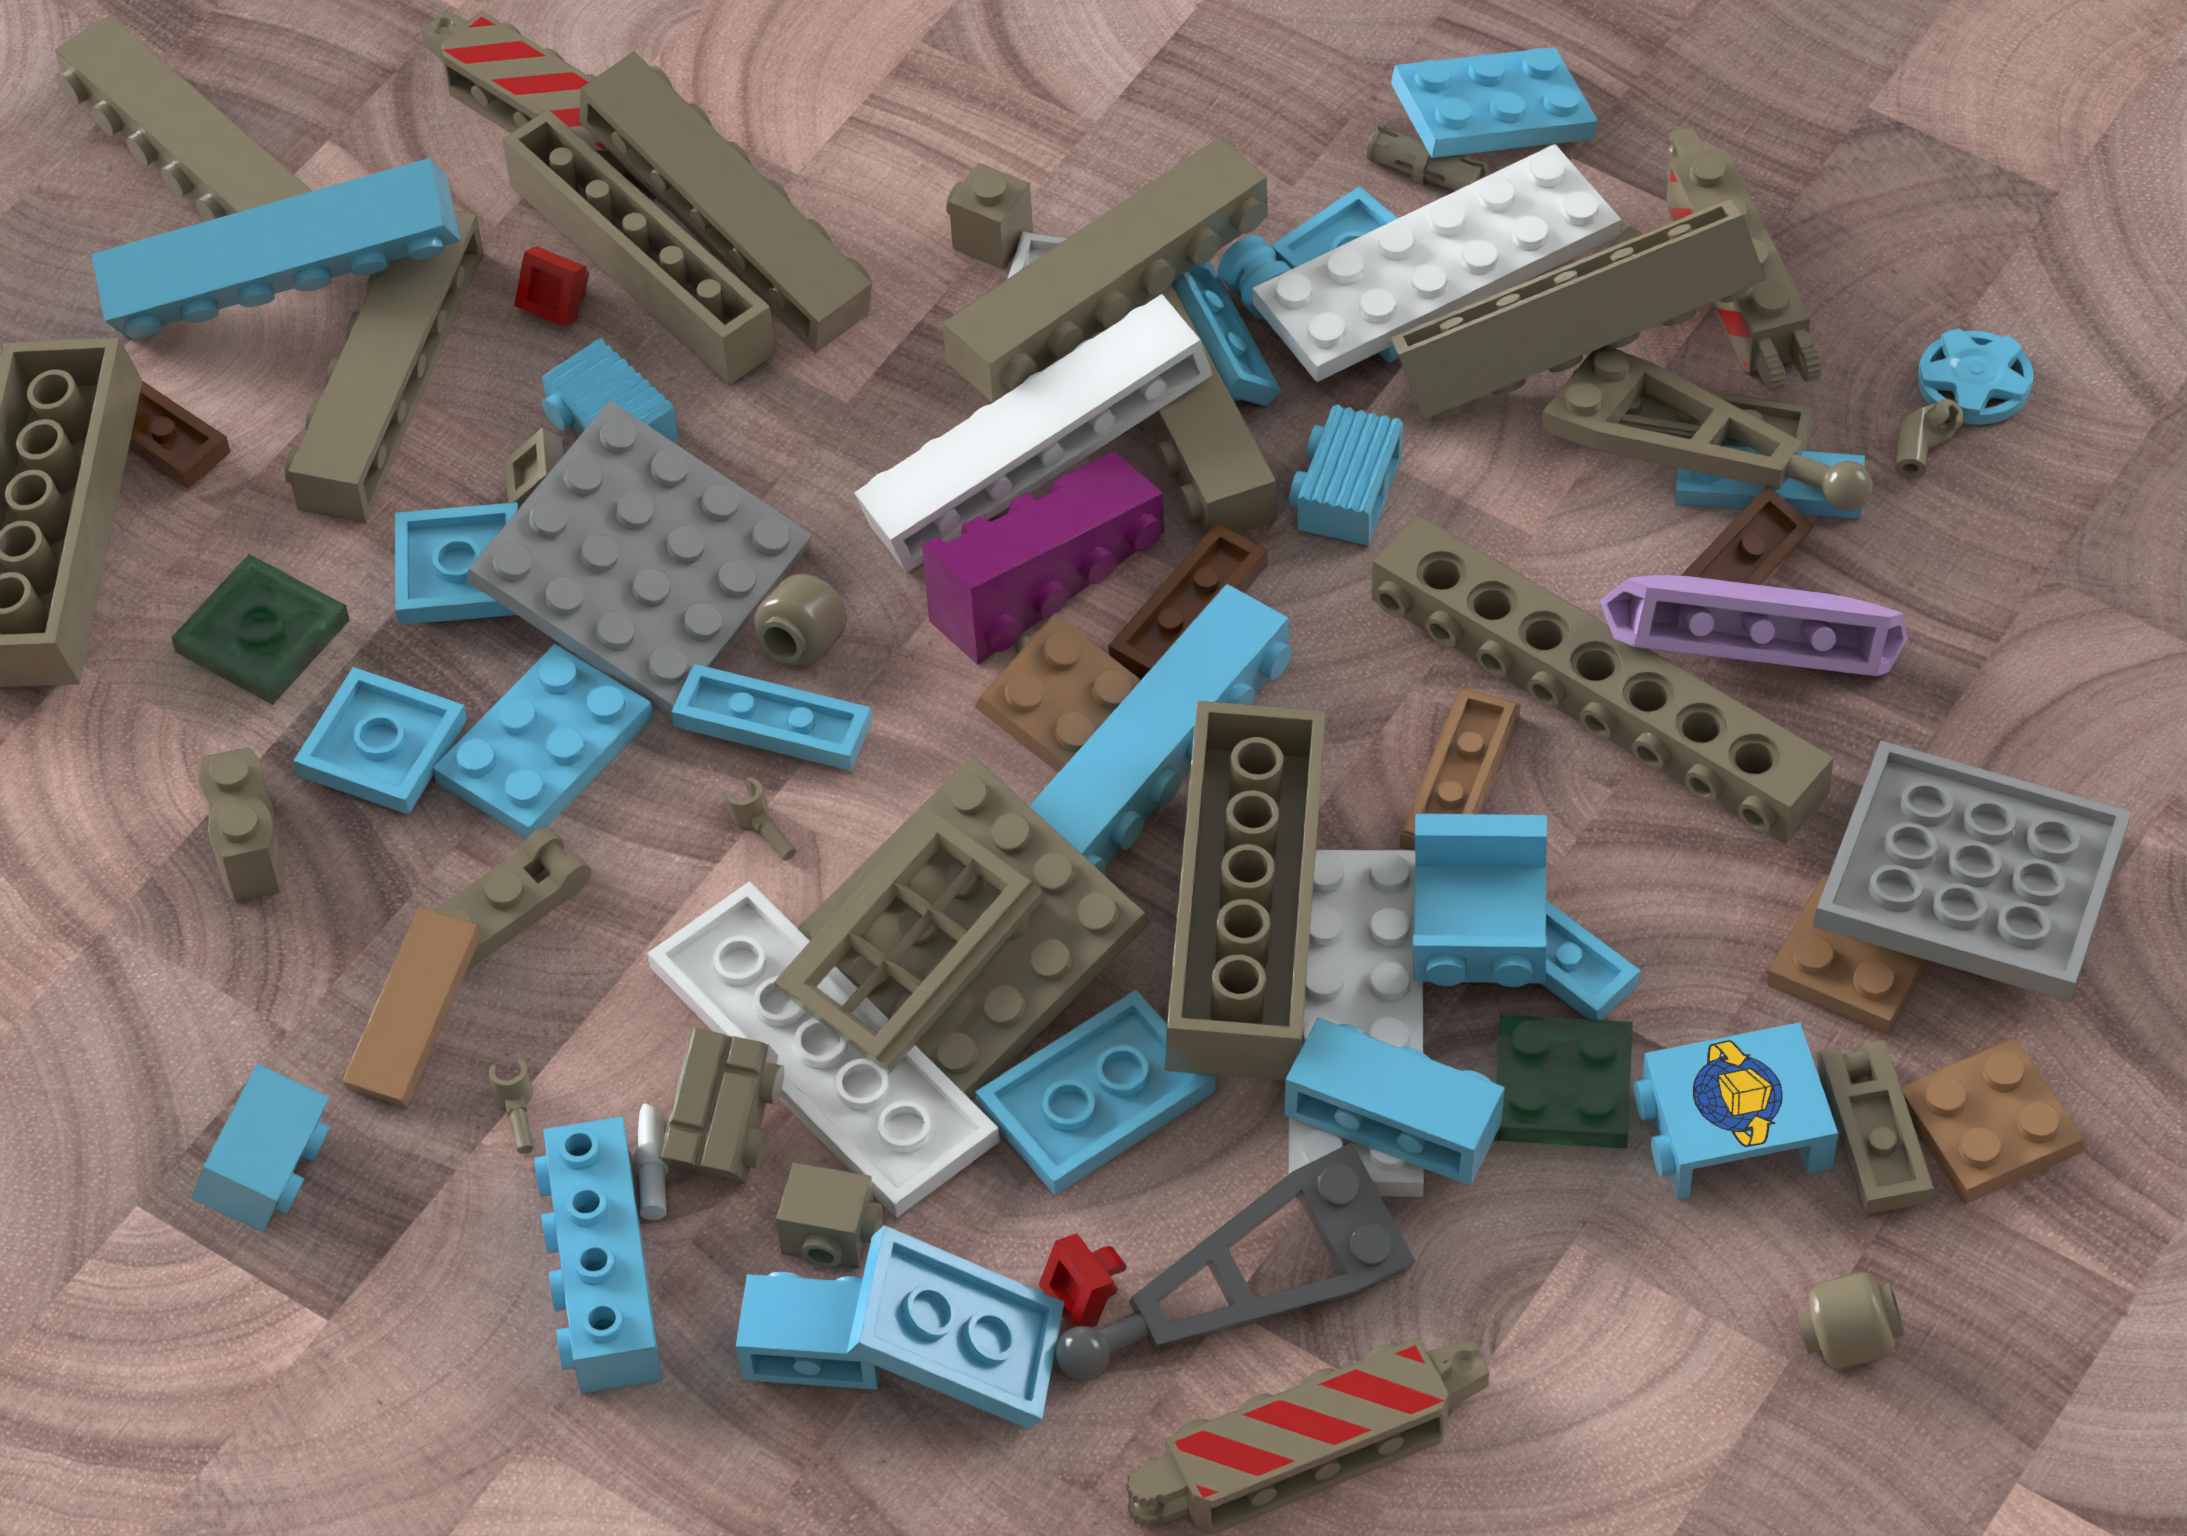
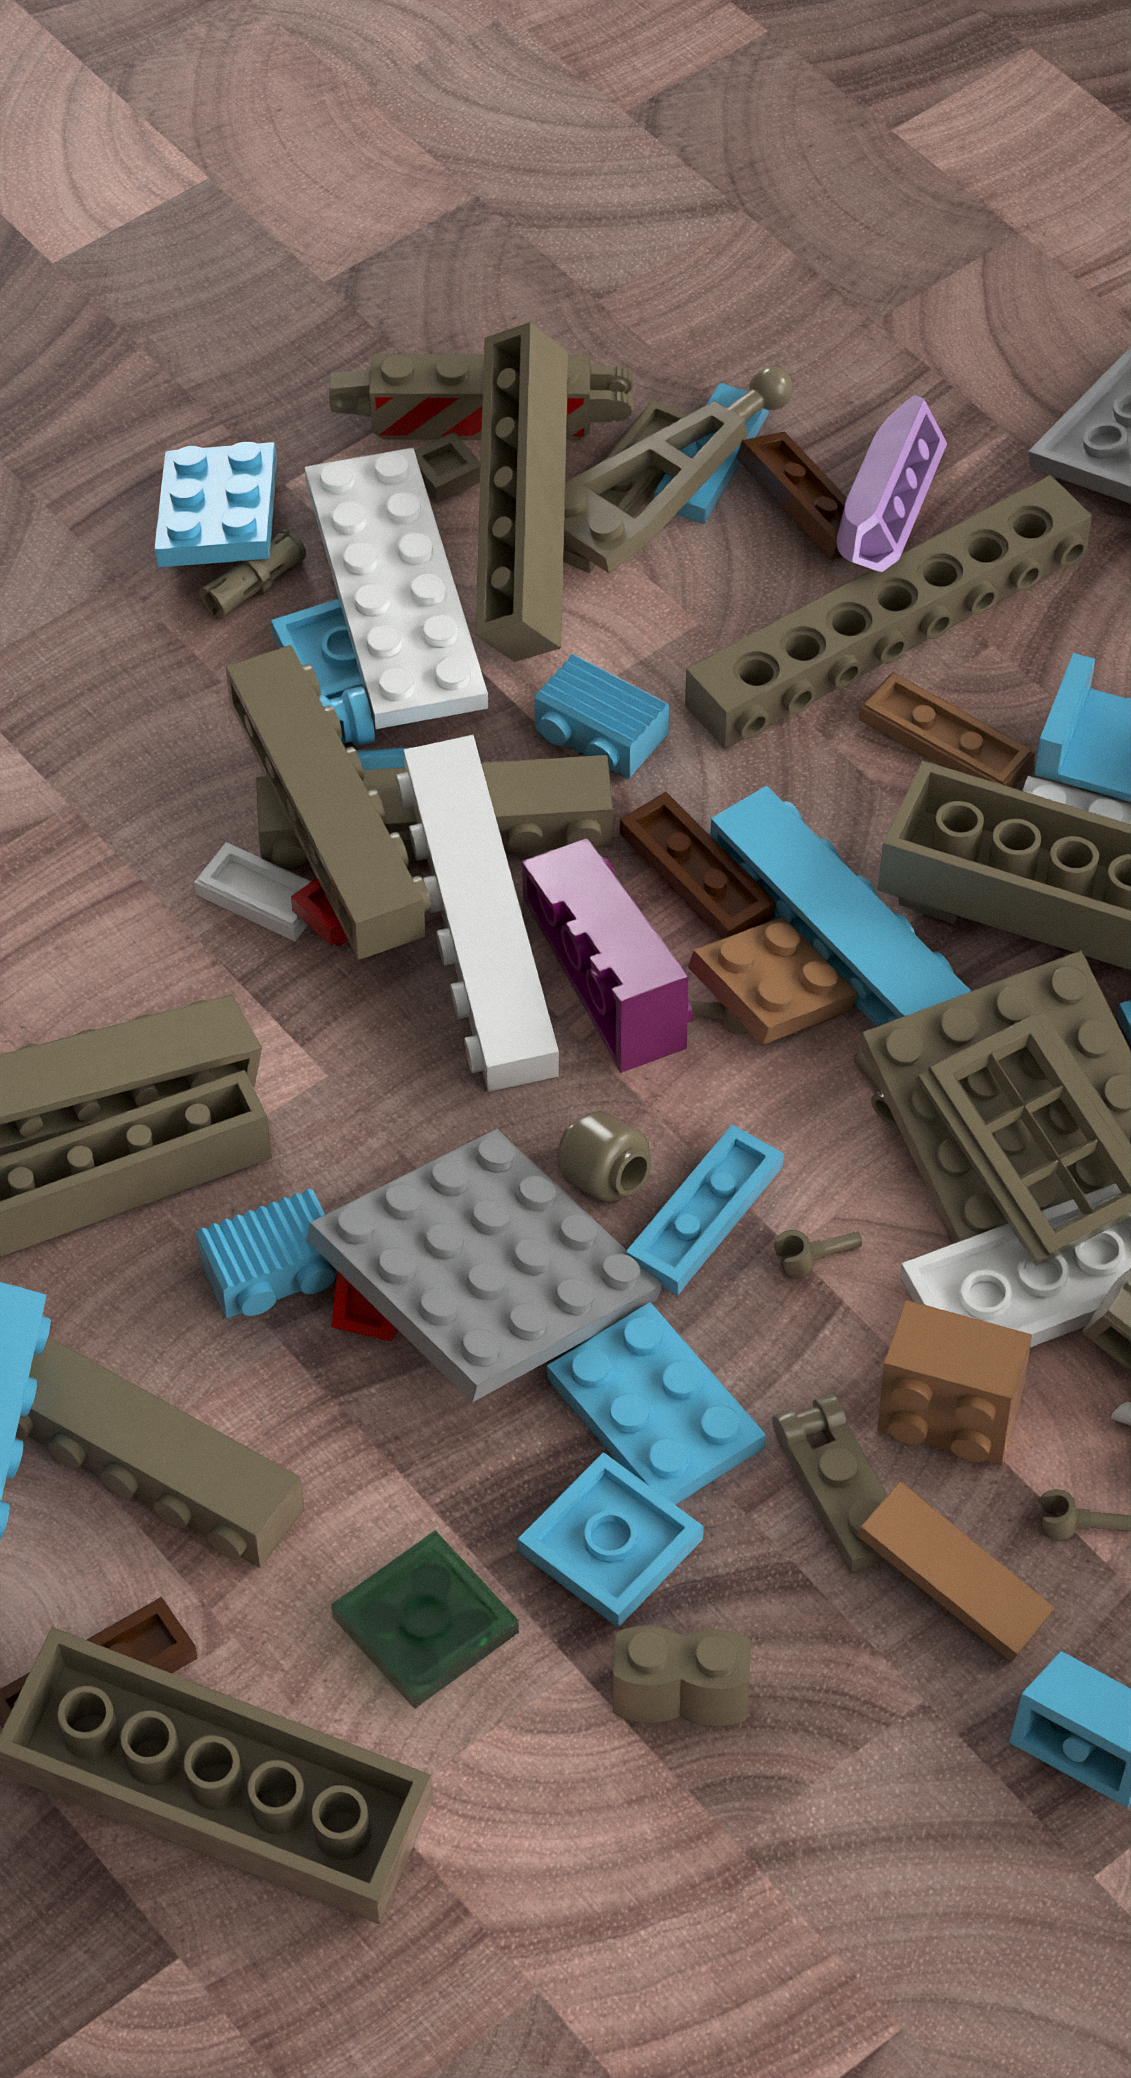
camera: 75 degrees left, 0 degrees up
(434, 561) = (408, 1429): medium azure plate -> none
(531, 464) = (325, 1334): dark tan plate -> none
(551, 286) = (88, 1270): red tile -> none
(599, 942) = (953, 1383): none -> medium nougat brick
(989, 215) = (174, 894): dark tan brick -> none
(1922, 432) = (704, 343): dark tan arm -> none
(1976, 371) = (655, 293): medium azure wheel -> none

